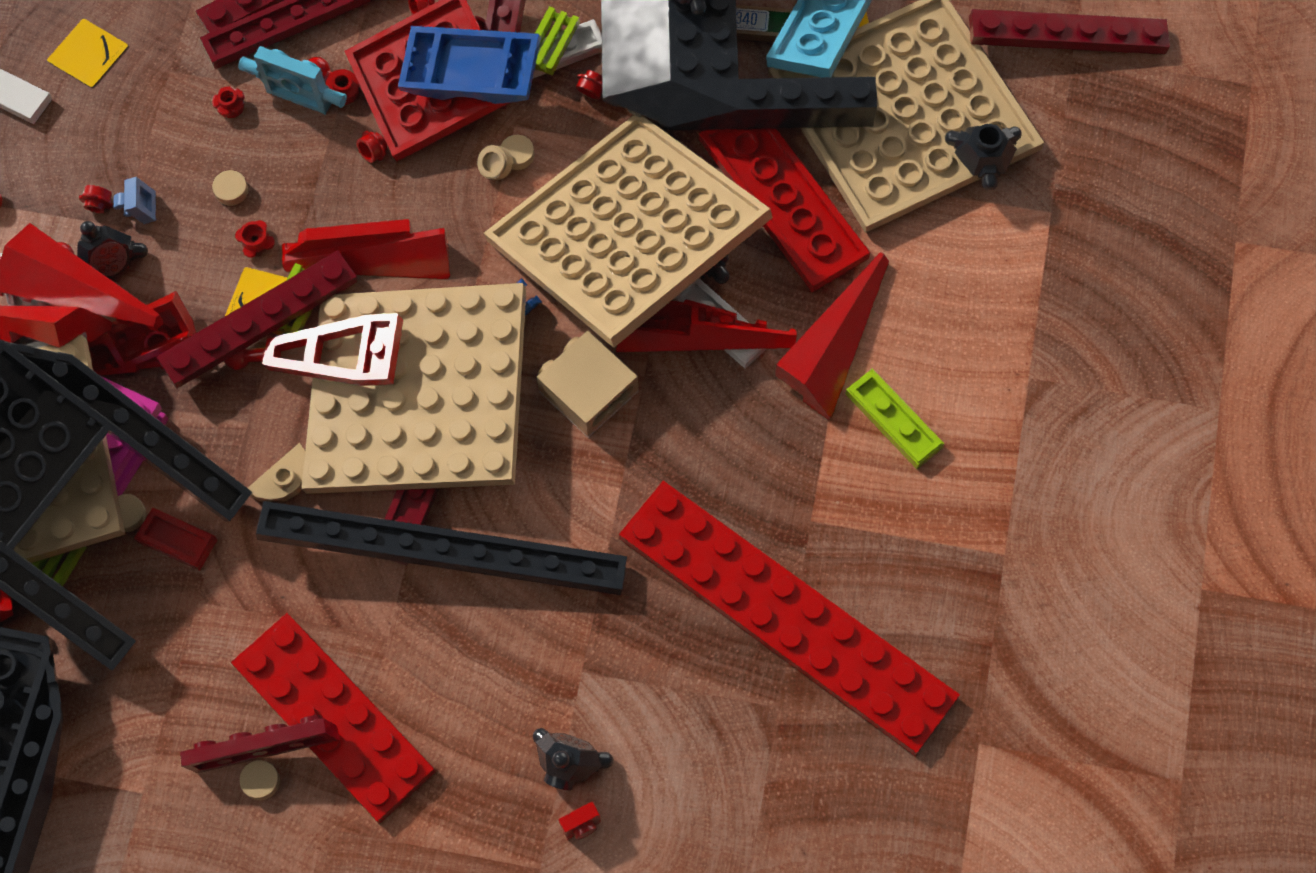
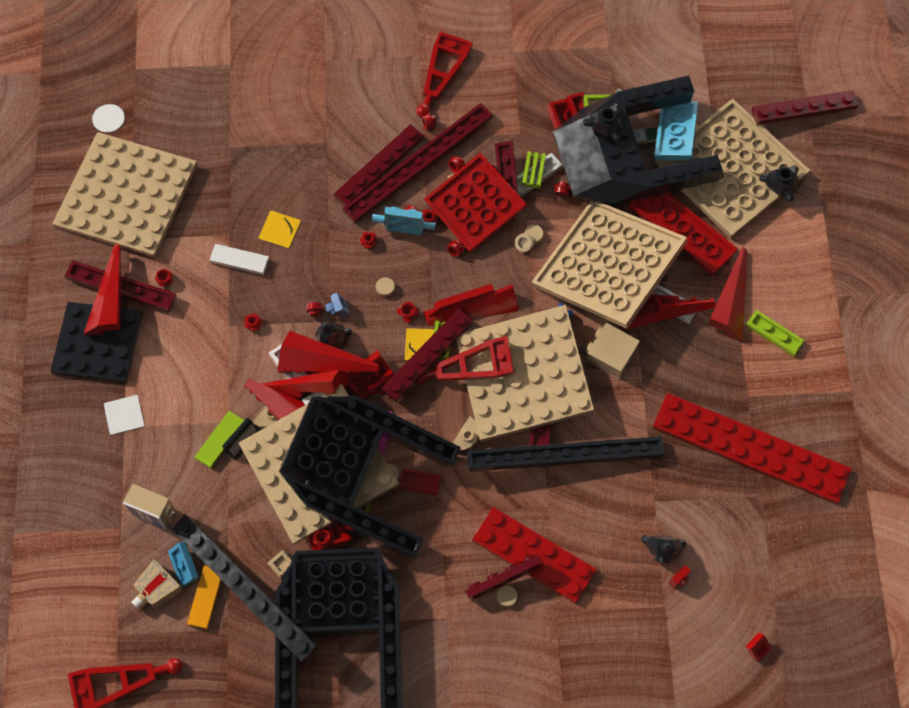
camera: 15 degrees left, 0 degrees up
(469, 64) = (500, 192): blue slope -> none

